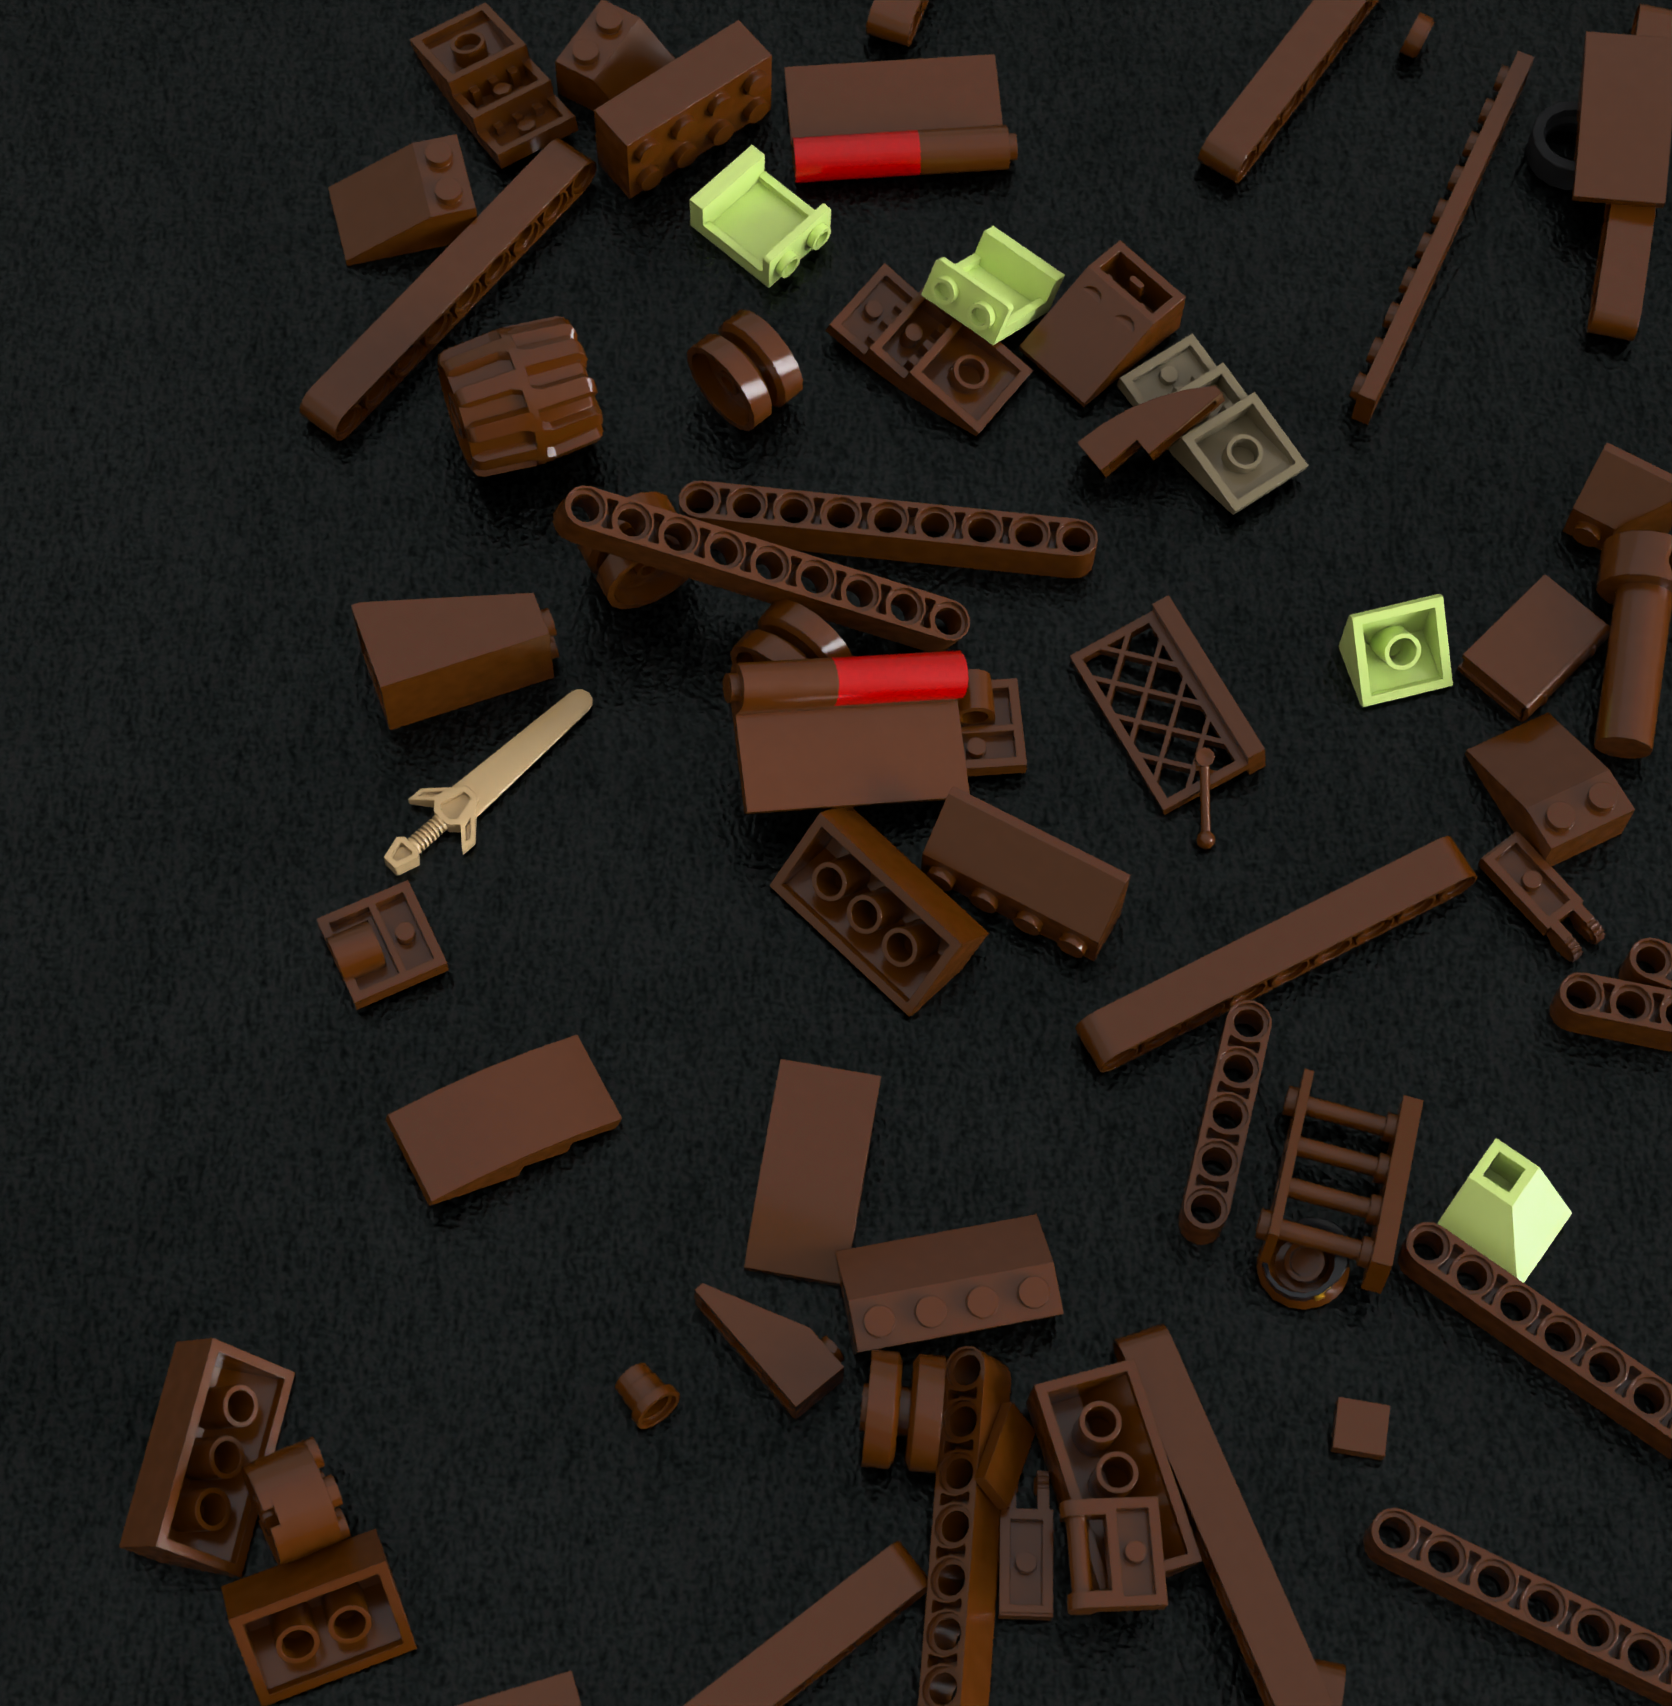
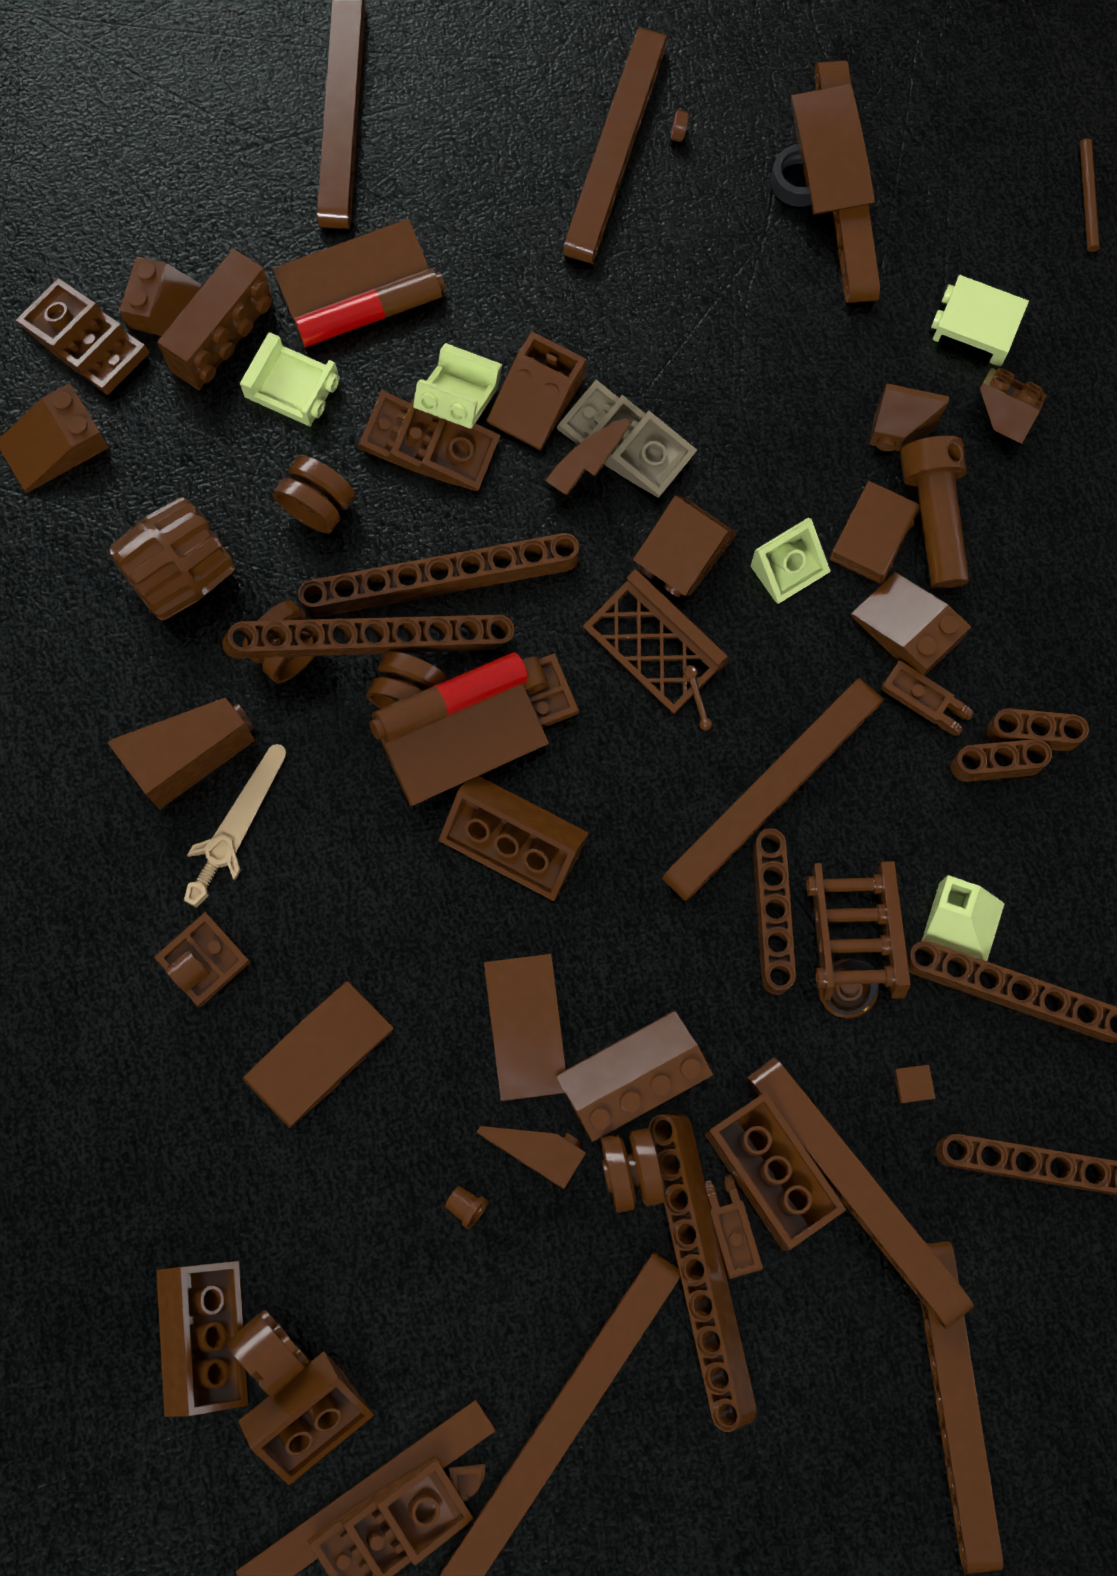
camera: 15 degrees left, 10 degrees up
(447, 289) = (99, 492): reddish brown beam -> none
(1005, 1455) = (703, 1177): reddish brown piece -> none
(1024, 875) = (599, 788): reddish brown slope -> none
(1131, 1553) = (803, 1222): reddish brown plate -> none
(1248, 587) = (683, 546): none -> reddish brown slope
(1434, 248) = (733, 273): reddish brown plate -> none

